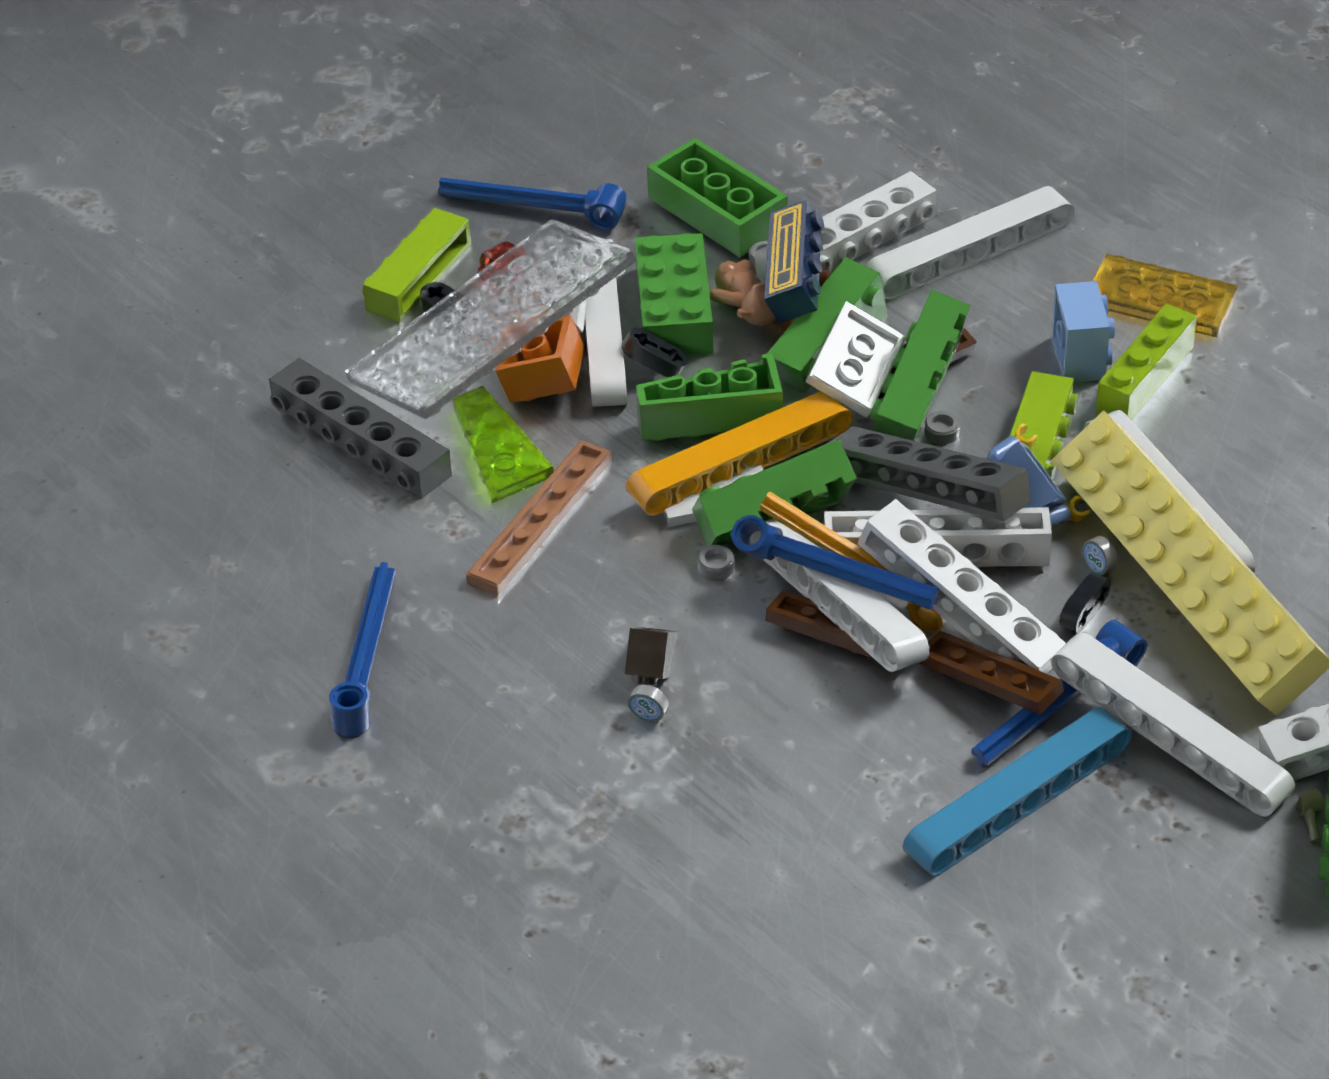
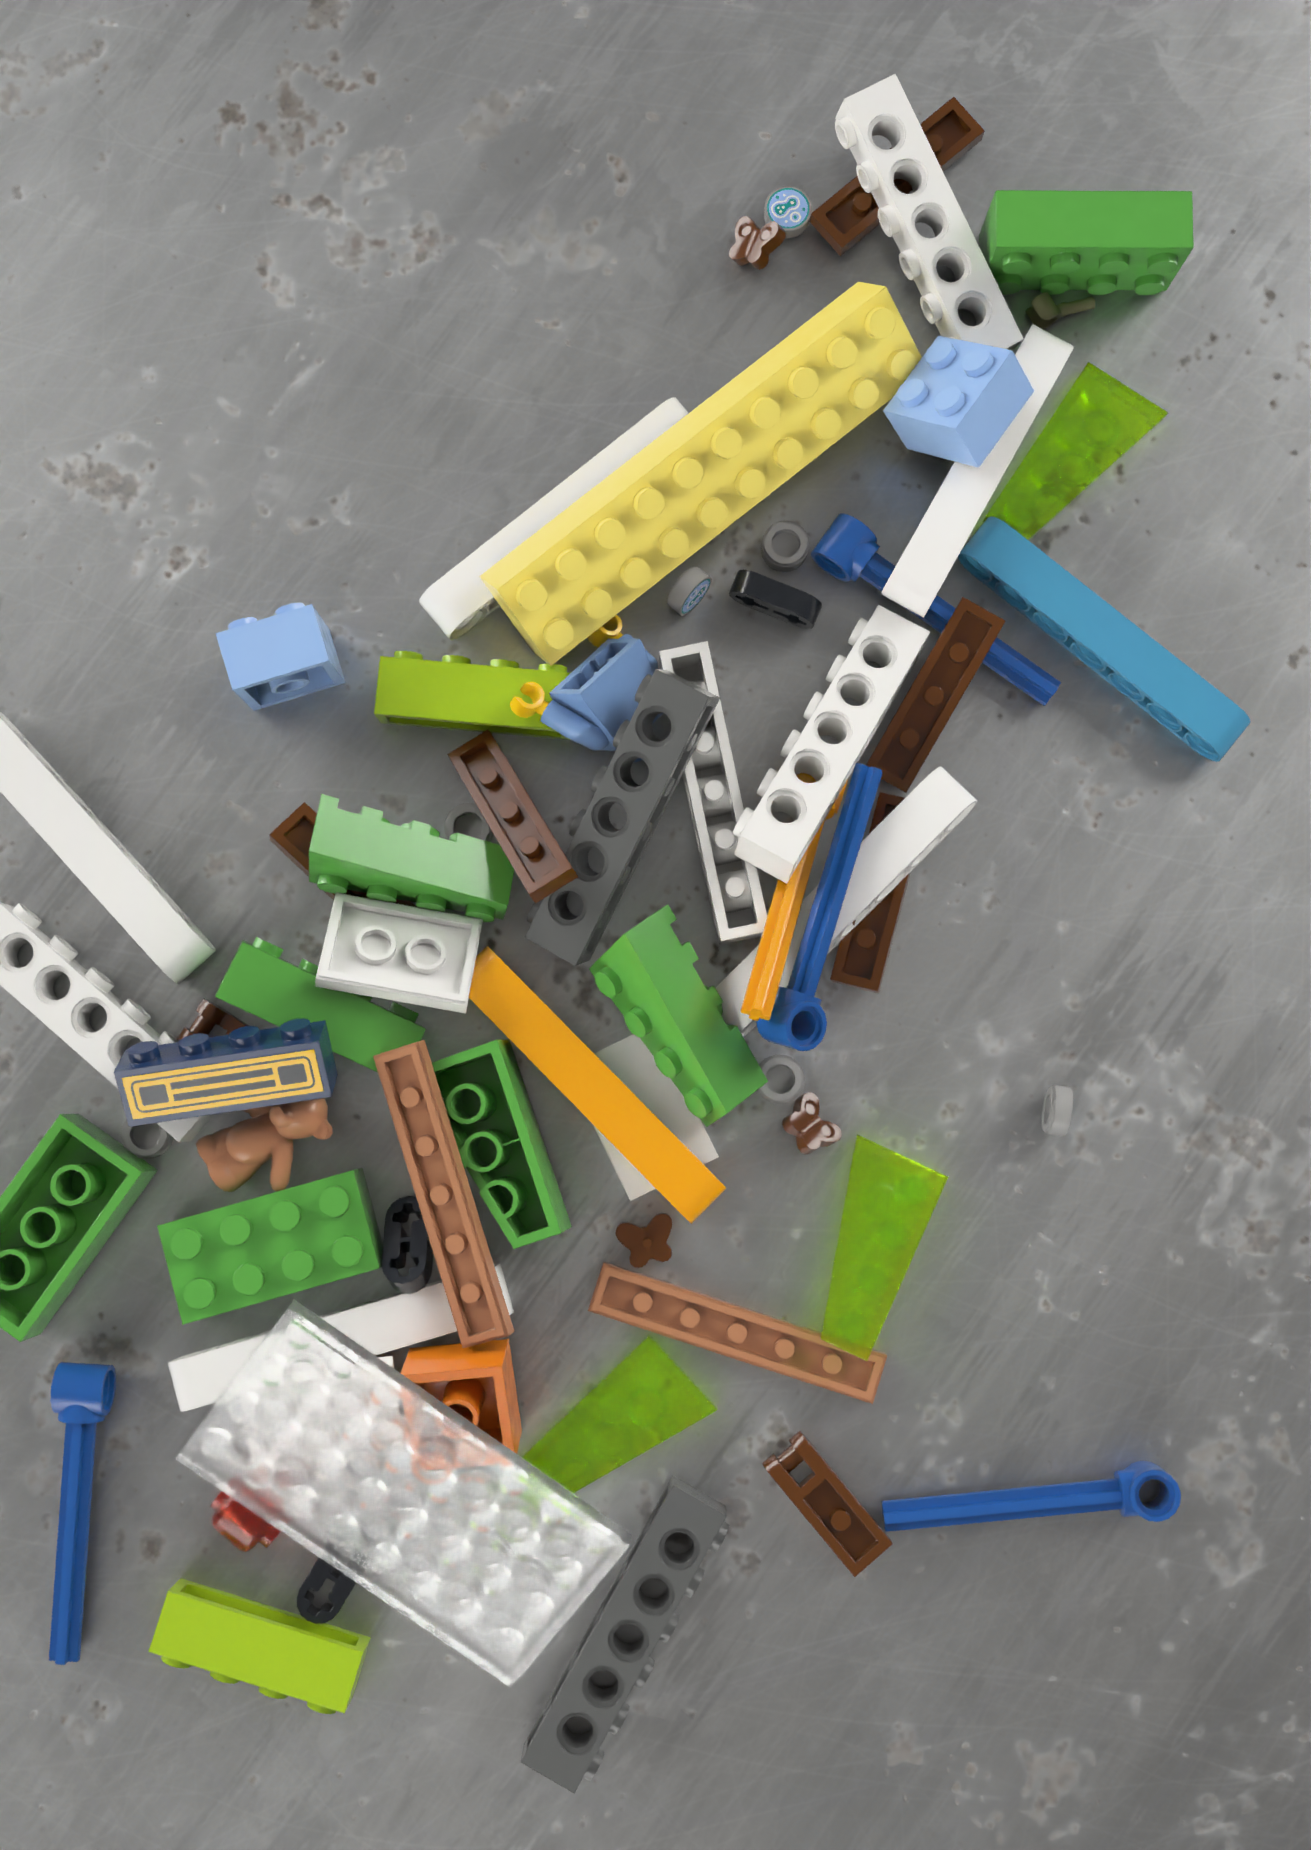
camera: 105 degrees left, 40 degrees up
(405, 540) = (829, 1505): none -> reddish brown plate
(580, 589) = (878, 1235): none -> clear neon green wing
(616, 477) = (646, 1241): none -> reddish brown piece
(650, 654) = (968, 1125): dark brown slope -> none
(677, 567) = (808, 1126): none -> reddish brown piece
(684, 357) = (443, 1194): none -> nougat tile
(940, 424) = (512, 816): none -> reddish brown plate
(1133, 617) = (785, 546): none -> light grey tile
(1144, 288) = (150, 571): clear yellow plate -> none
(1147, 362) = (315, 568): lime brick -> none
(1191, 809) = (1079, 443): none -> clear neon green wing
(1222, 694) = (959, 400): none -> light blue brick

